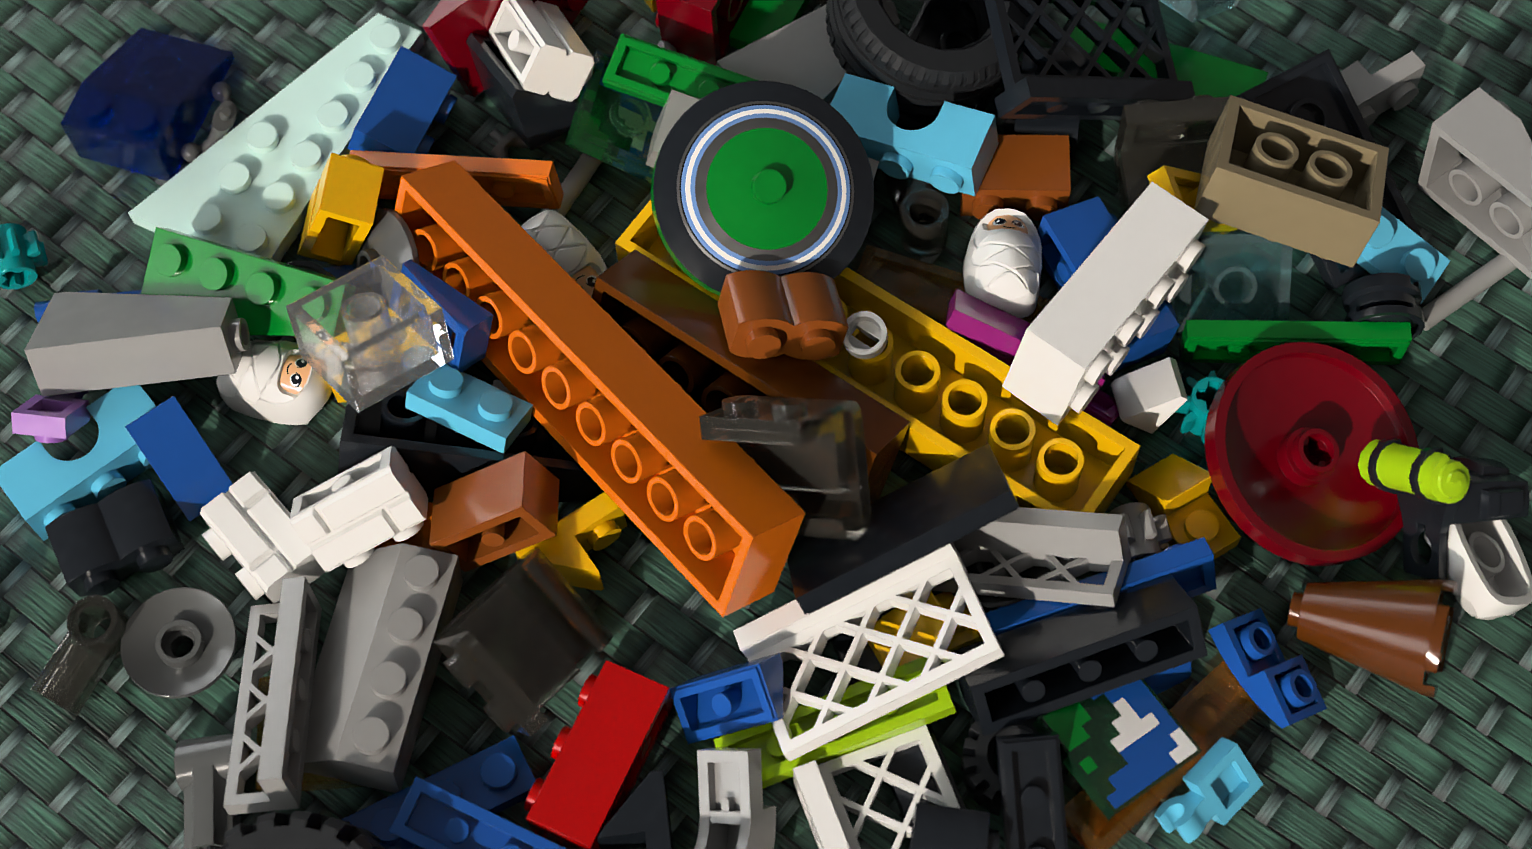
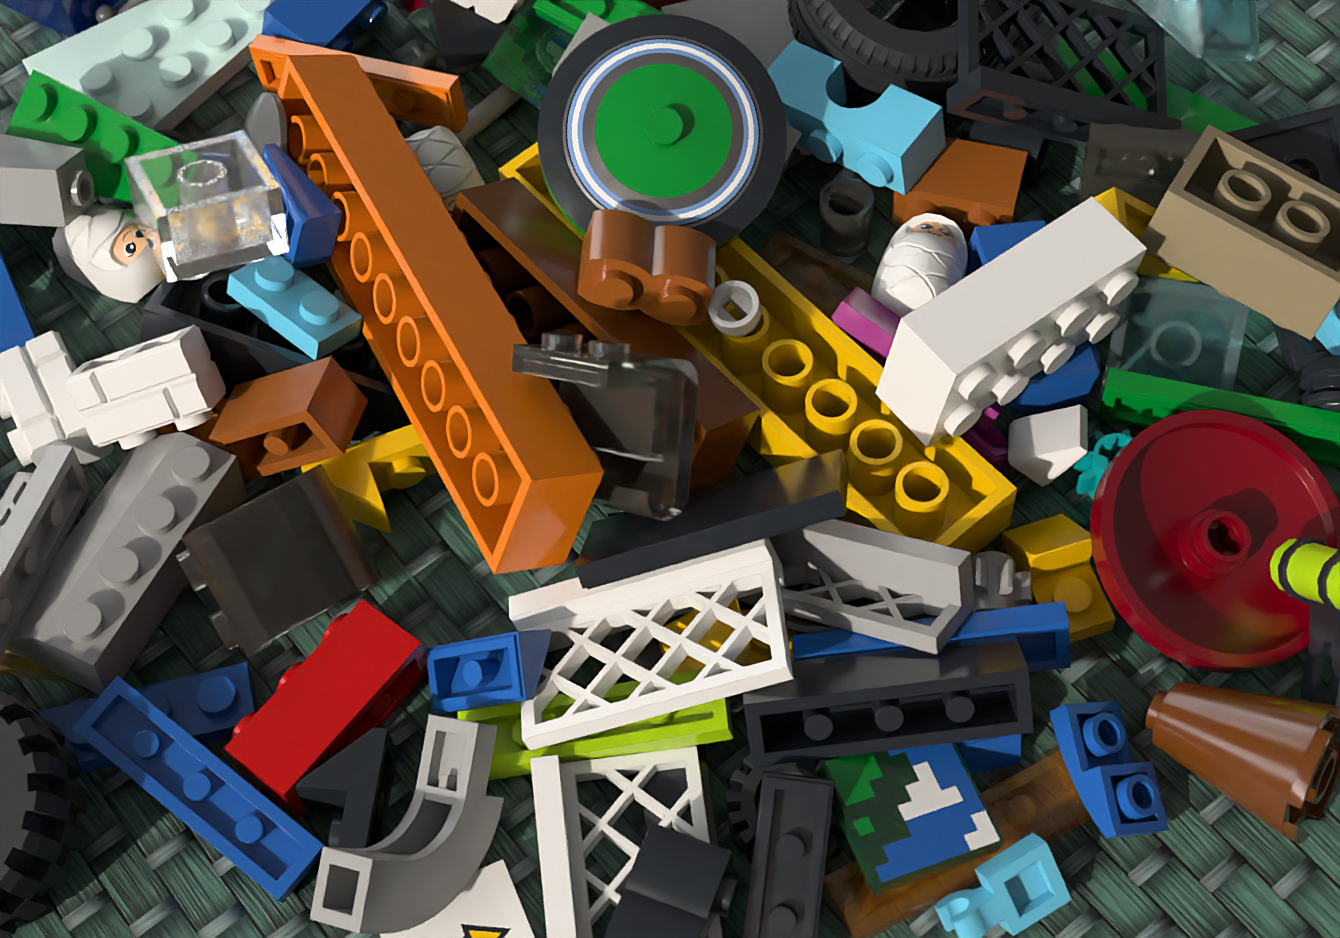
camera: 15 degrees right, 5 degrees down
(341, 209) = (226, 83): yellow piece -> none

